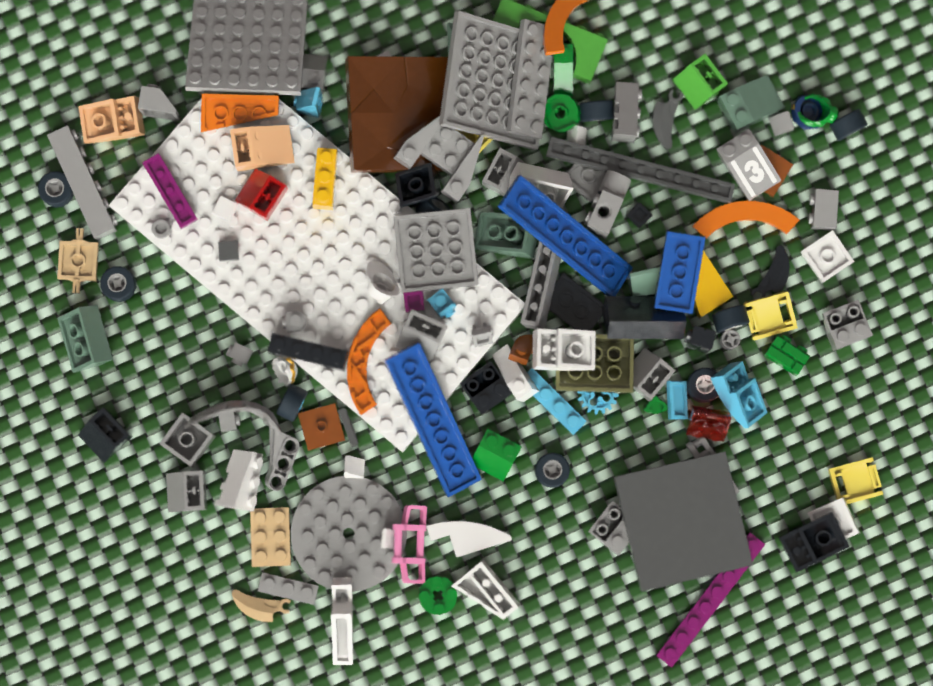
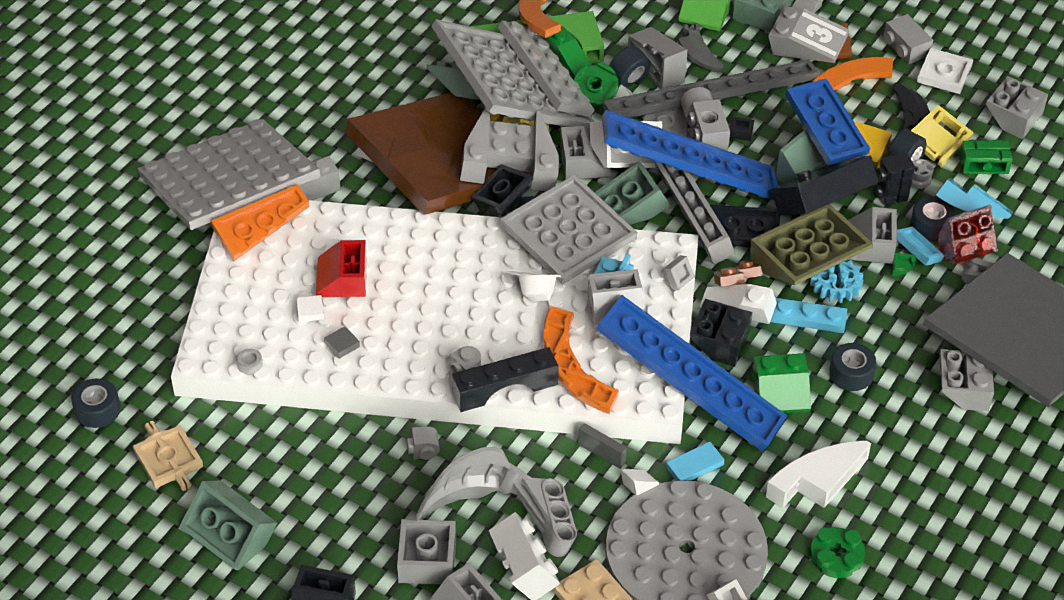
camera: 30 degrees left, 35 degrees down
(82, 182) = (135, 386): light grey brick -> none
(111, 120) = (120, 313): light nougat slope -> none
(115, 278) = (232, 451): black wheel -> none
(156, 104) = (167, 267): light grey slope -> none
(170, 191) = (235, 321): magenta plate -> none
(229, 421) = (461, 510): light grey plate -> none
(261, 146) = (307, 235): light nougat slope -> none
(285, 370) = (487, 427): white hair -> none
(292, 402) = (521, 448): black wheel -> none
(309, 102) = (333, 182): medium azure slope -> none
(321, 426) = (571, 464): dark orange plate -> none
(325, 178) = (402, 227): yellow brick -> none
(387, 538) = (736, 518): white slope -> none
(399, 475) = (695, 463): none -> medium azure tile
(414, 301) = (578, 281): magenta plate -> none
(420, 560) = (771, 531): bright pink bar -> none
(488, 590) = (889, 507): white wedge -> none
(563, 349) = (771, 242): white slope -> none

